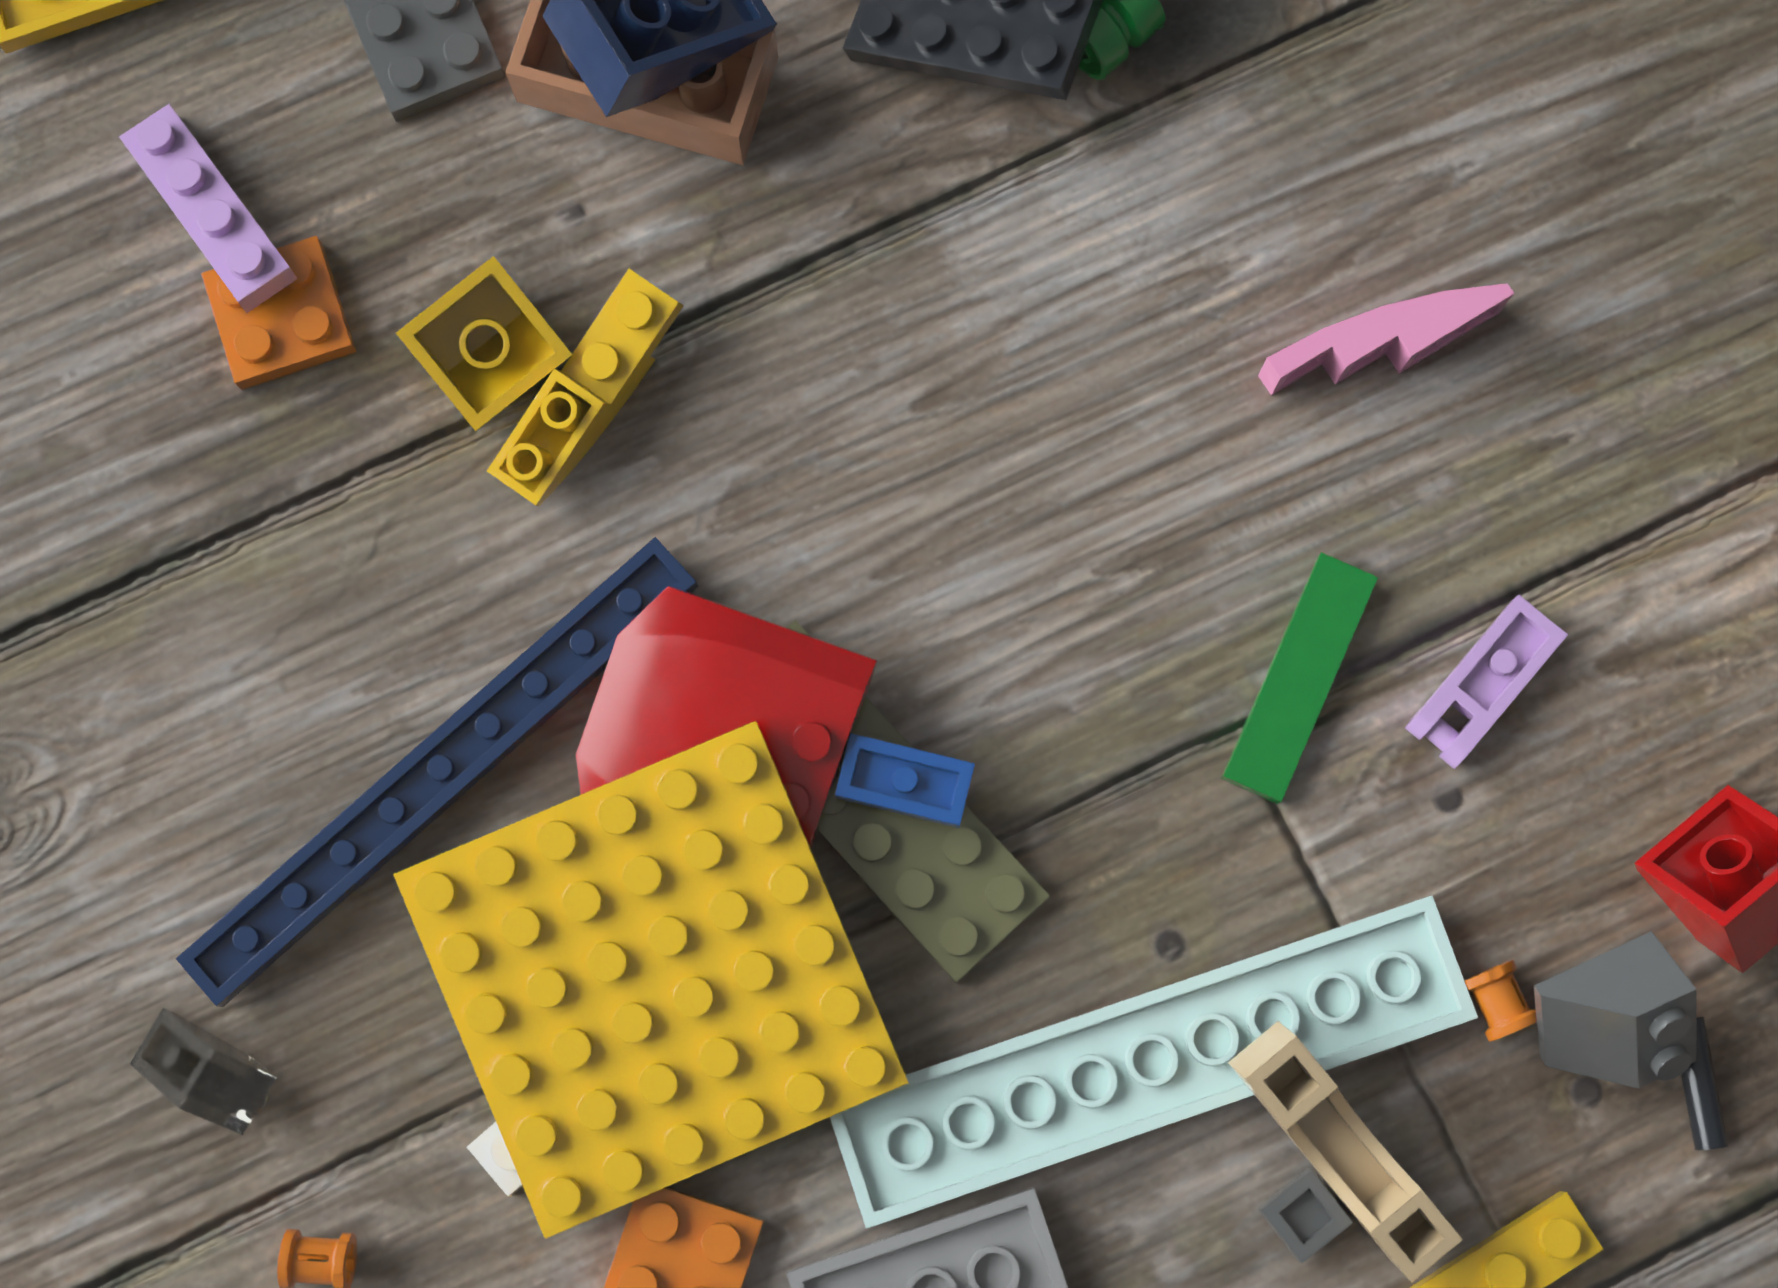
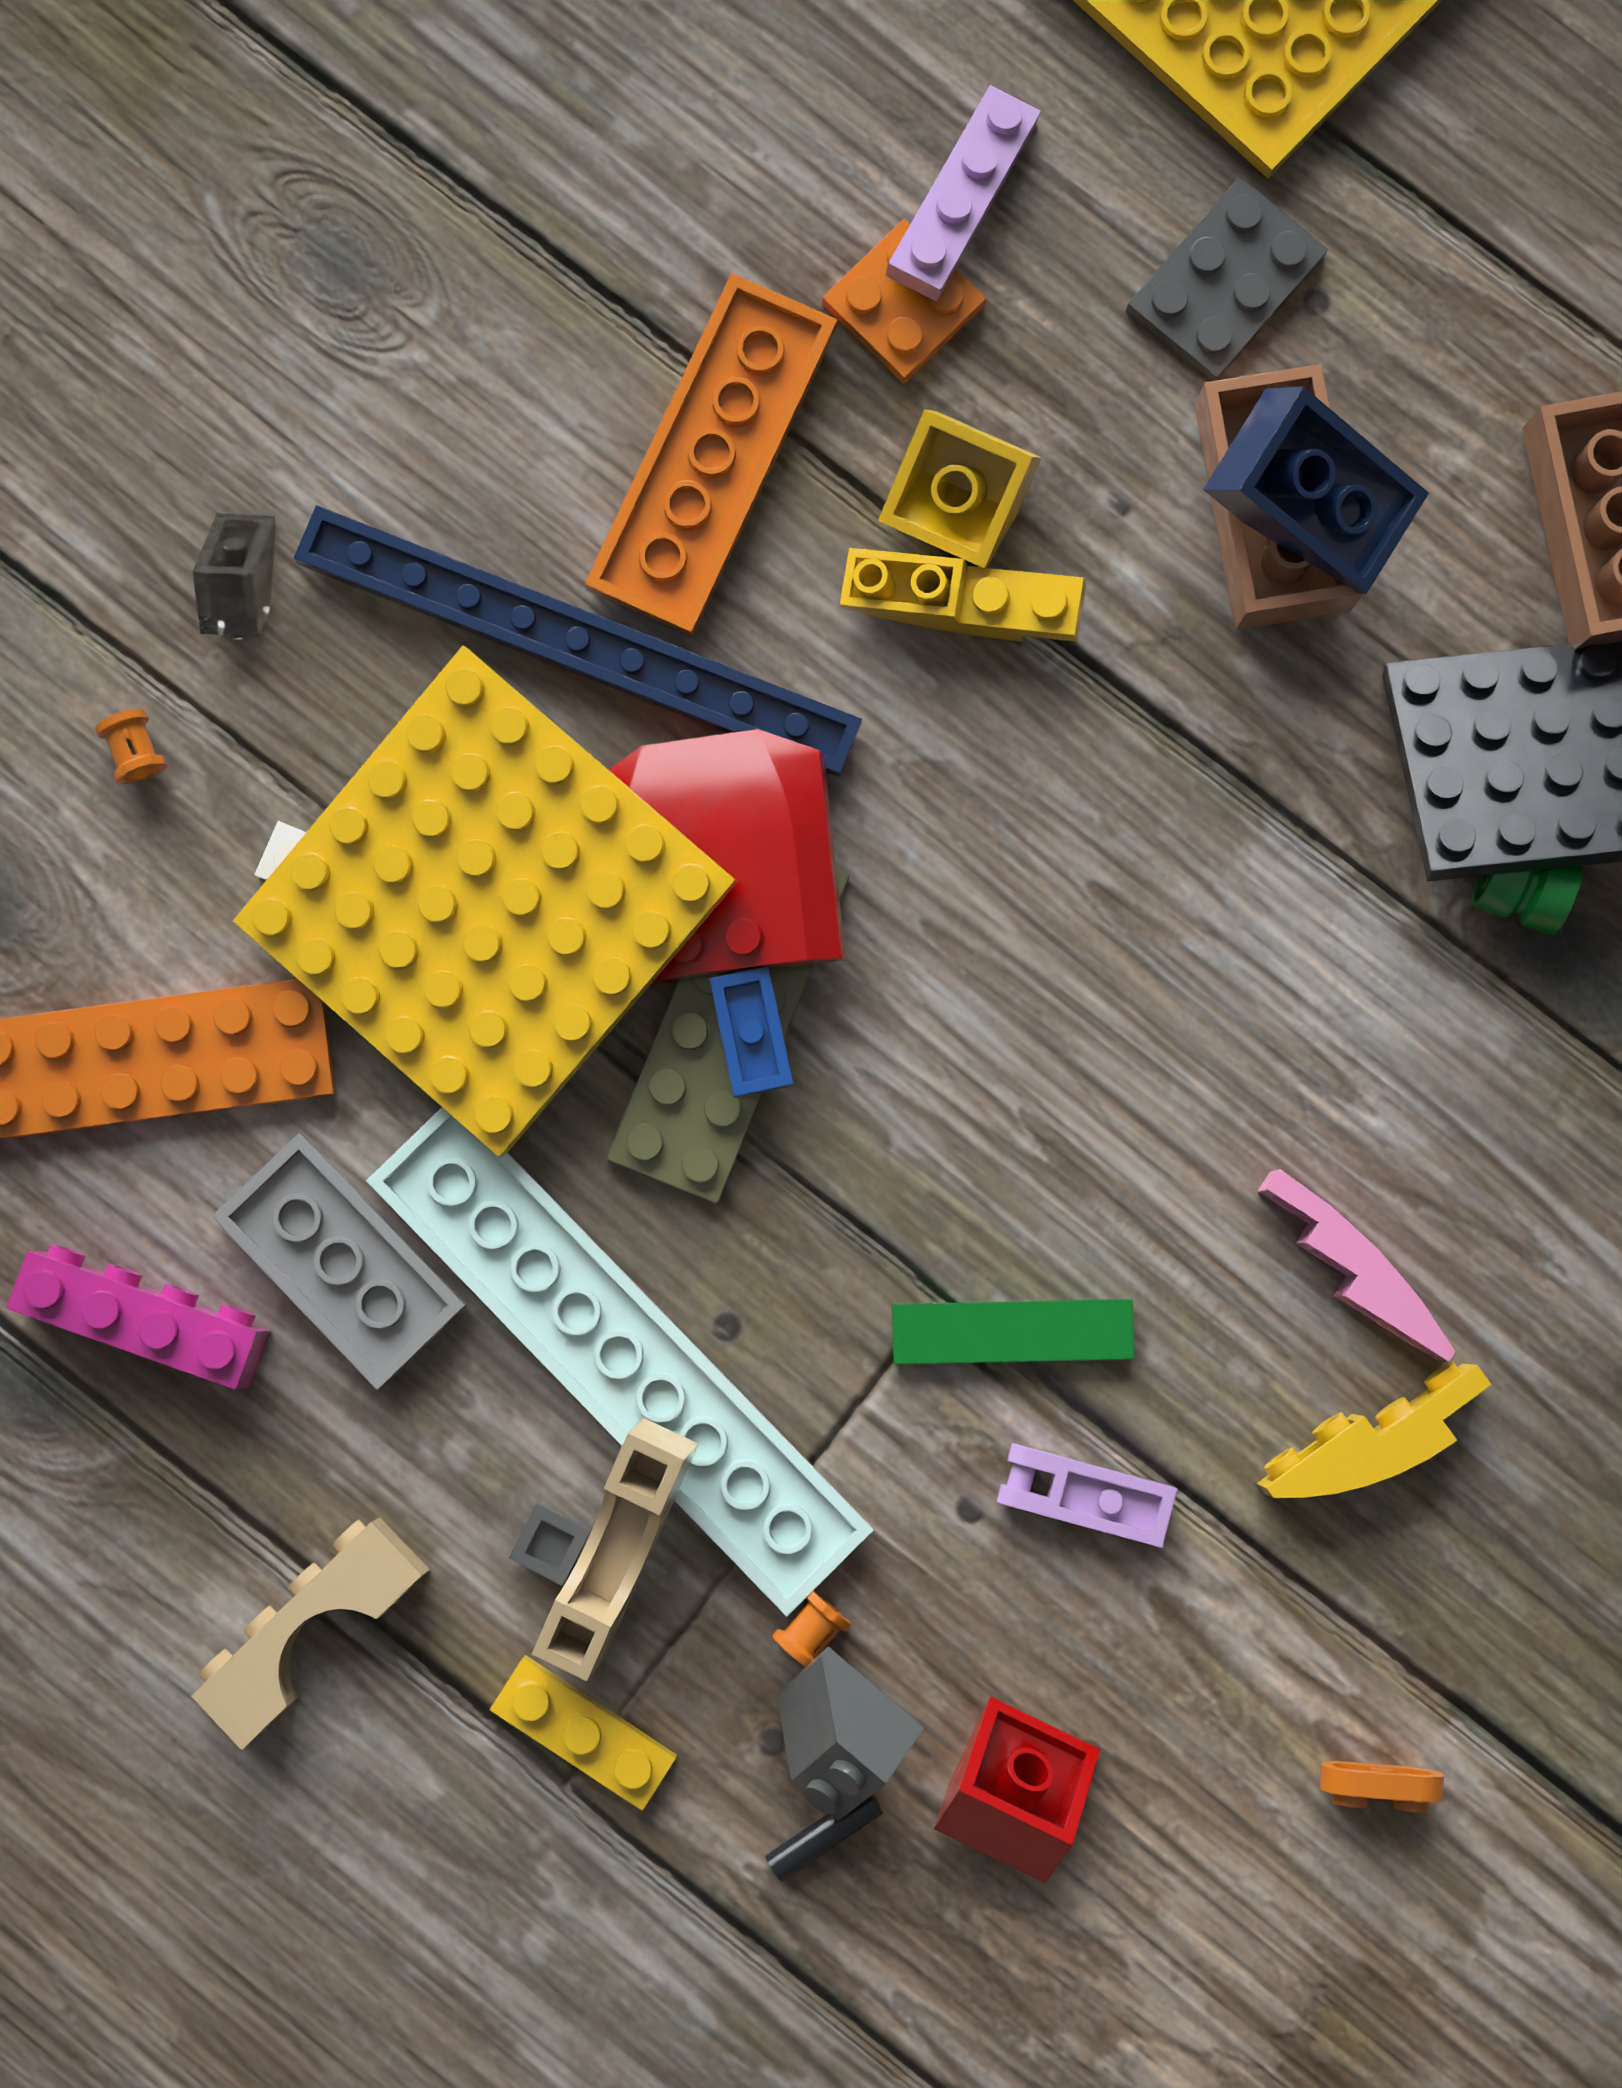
camera: 60 degrees right, 5 degrees up
(329, 558) = (711, 455): none -> orange plate
(1559, 417) = (1357, 1455): none -> yellow slope

